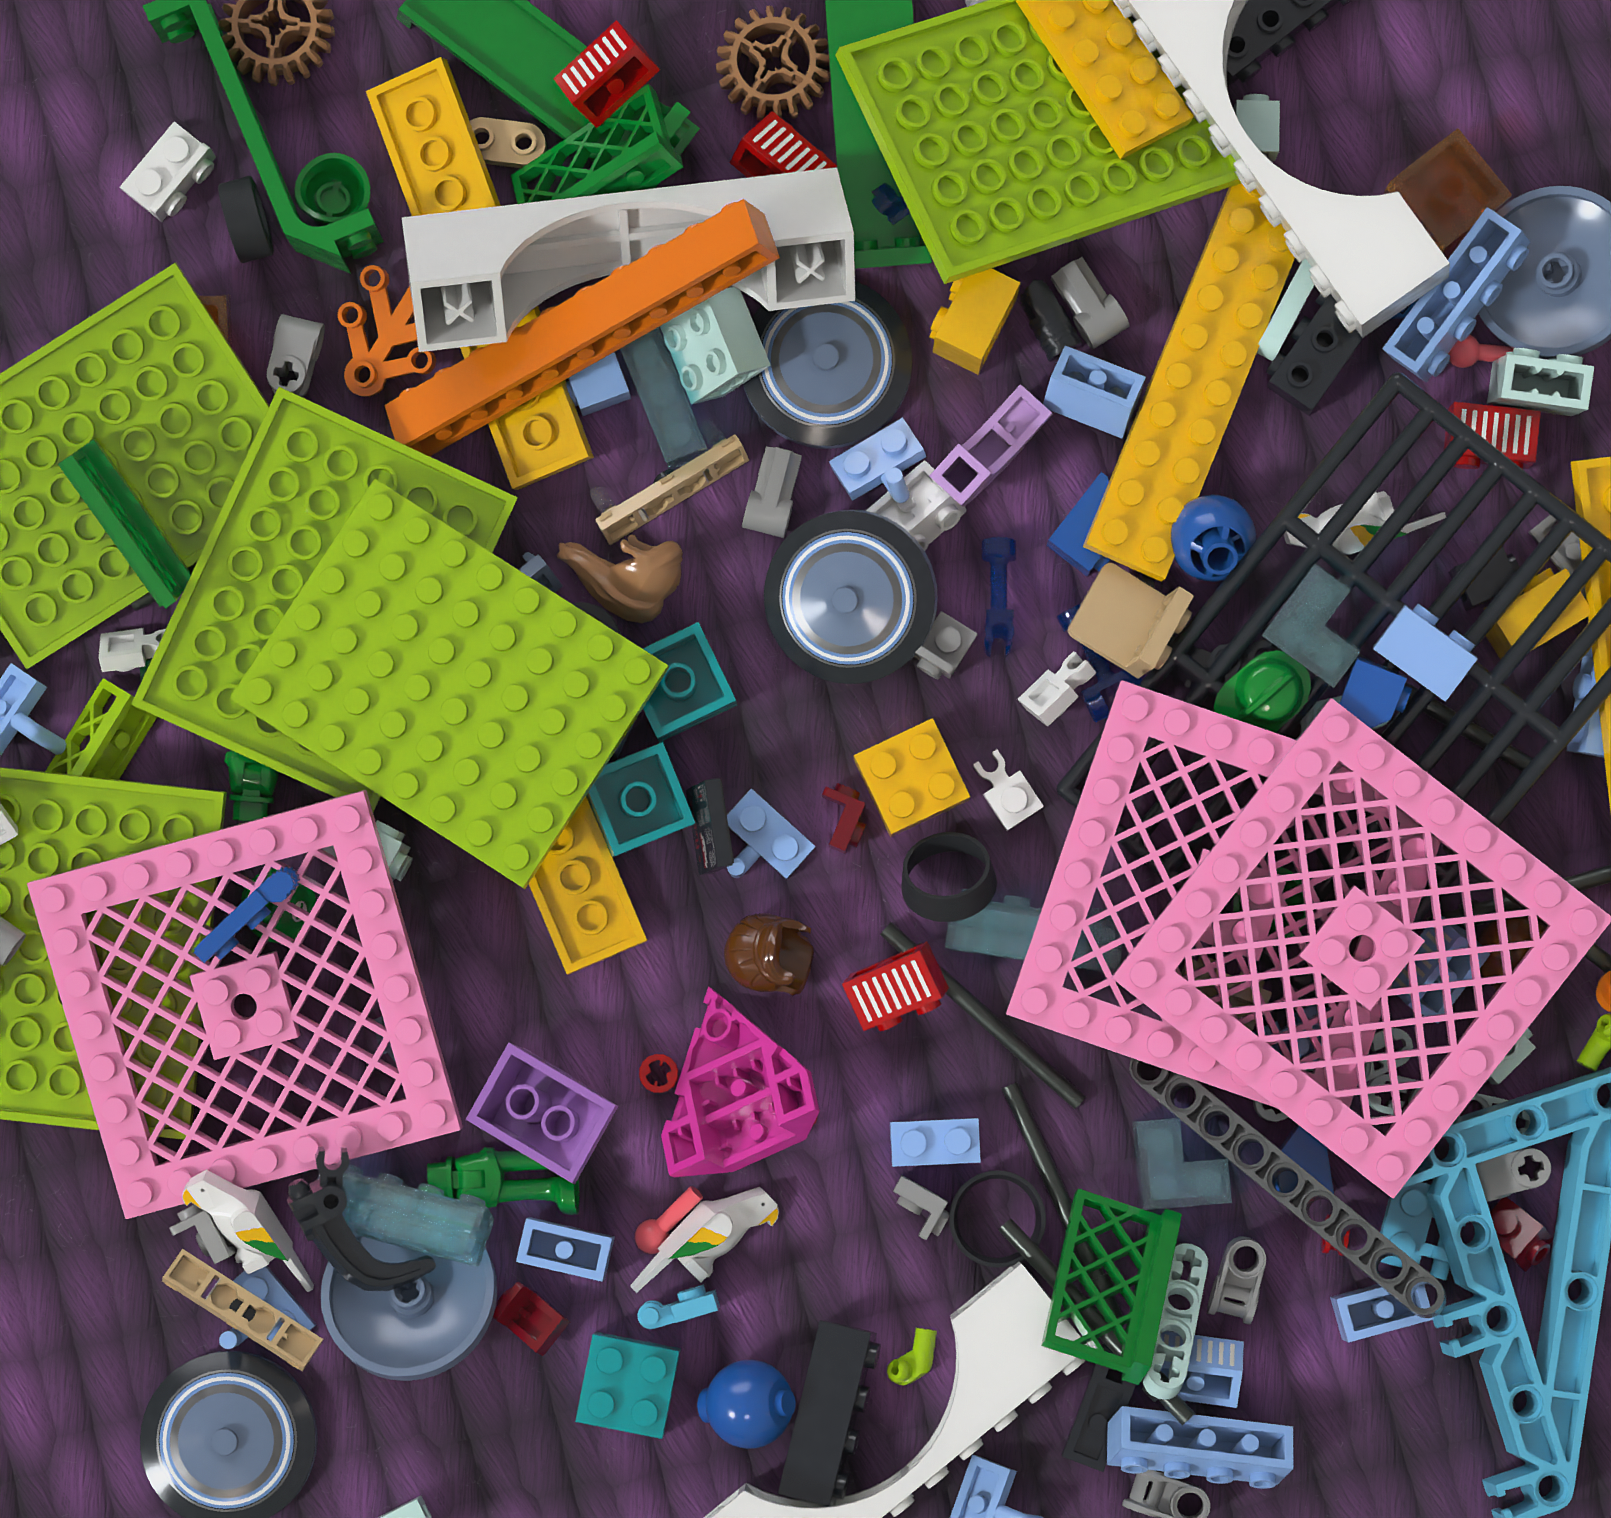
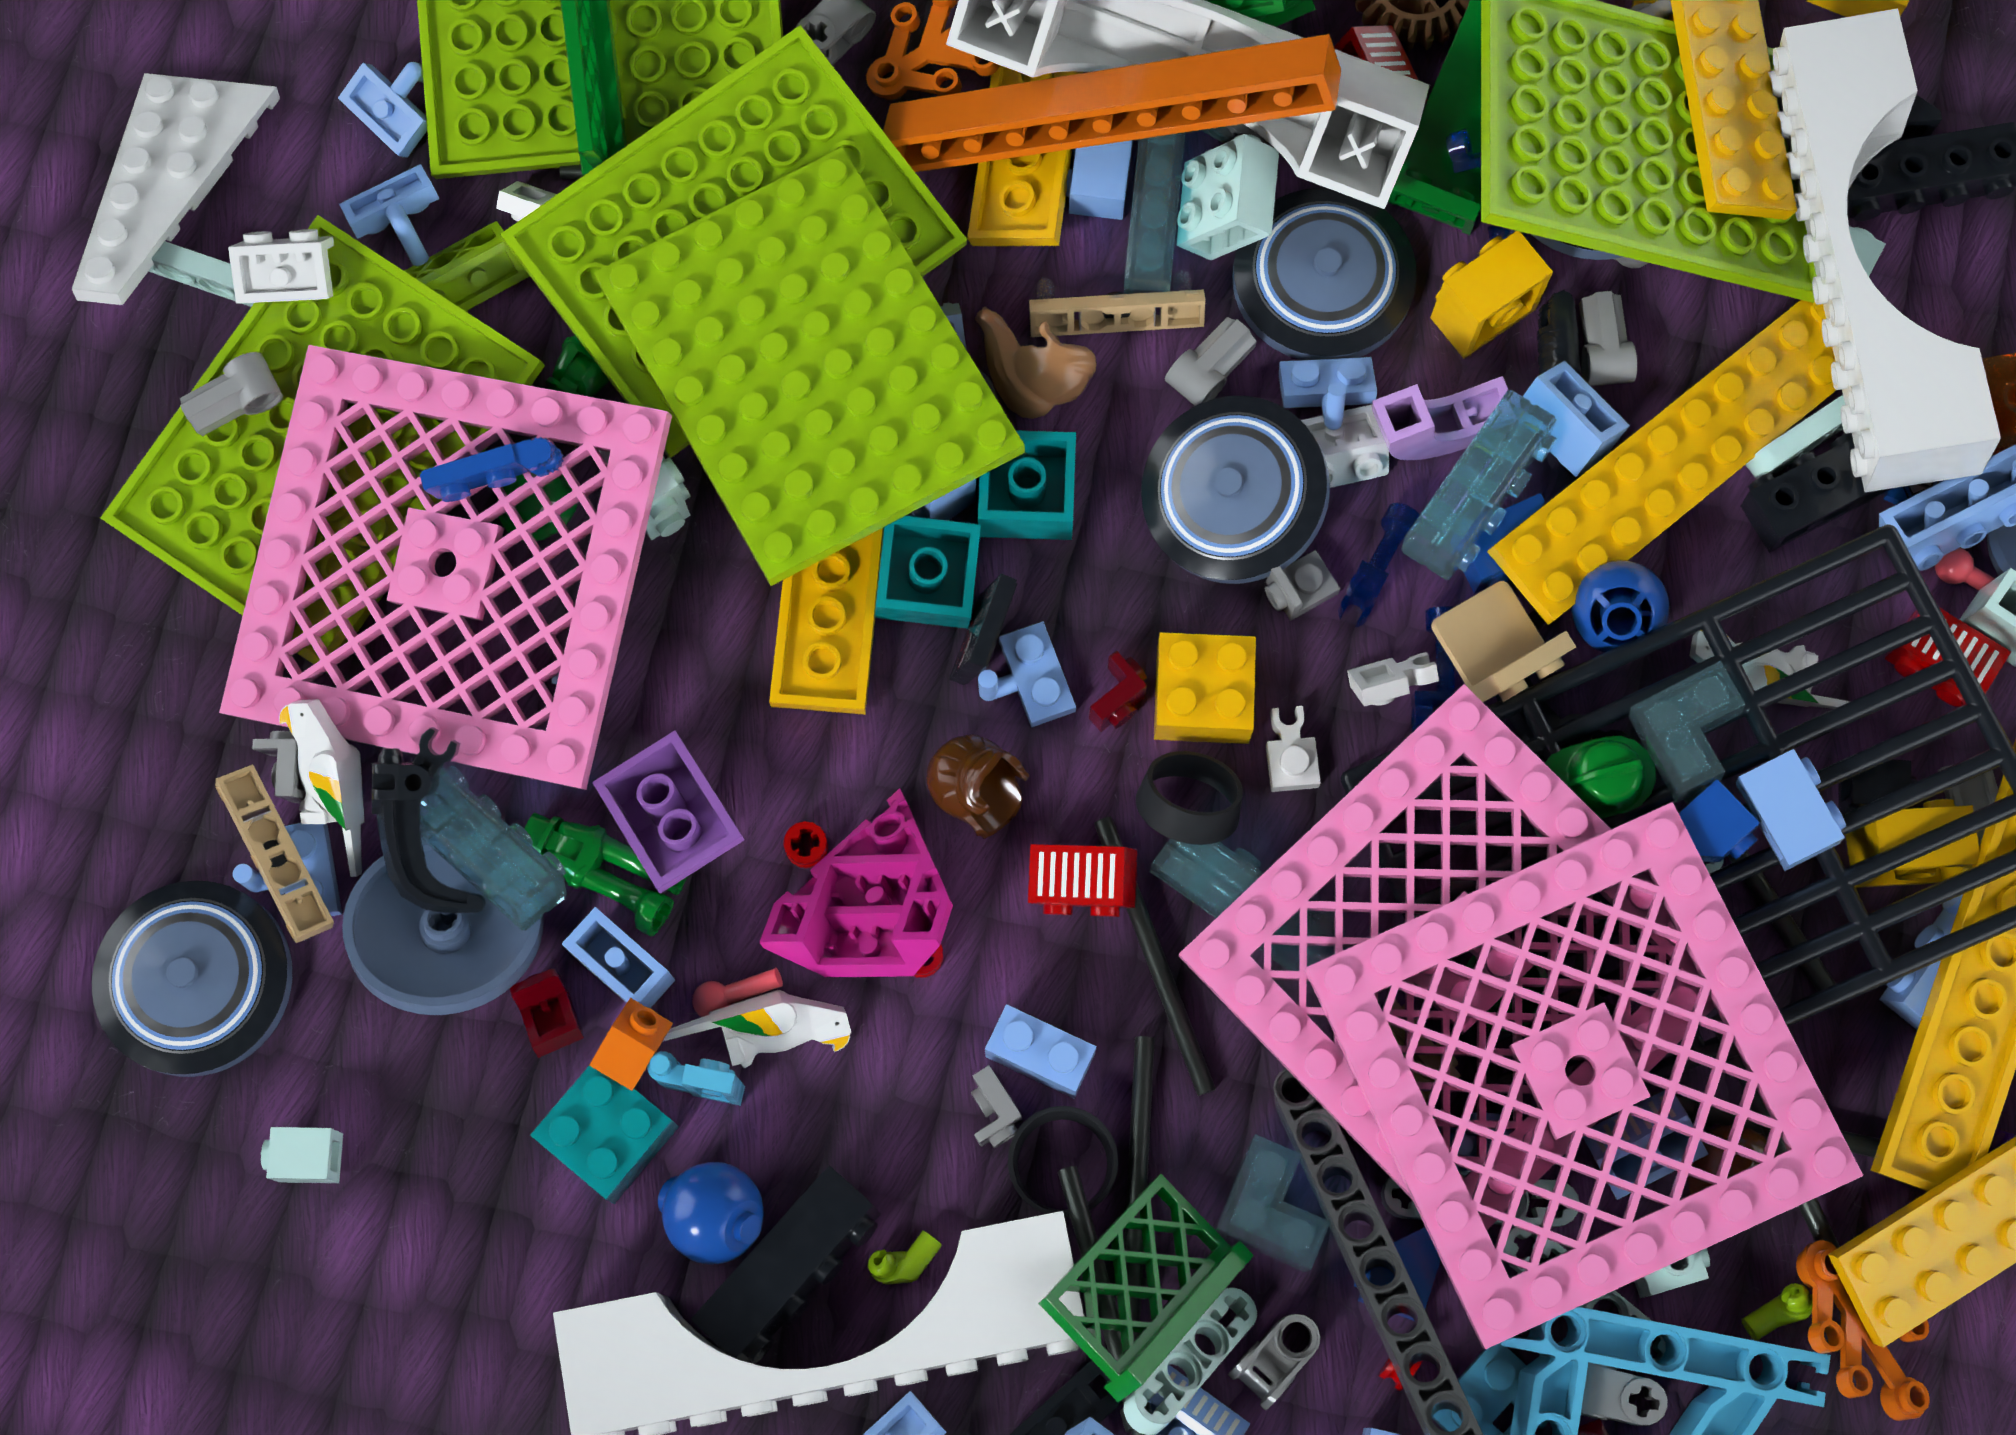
camera: 25 degrees right, 10 degrees down
(615, 1310) = (631, 1044): none -> orange brick
(1049, 496) = (1479, 485): none -> clear light blue brick

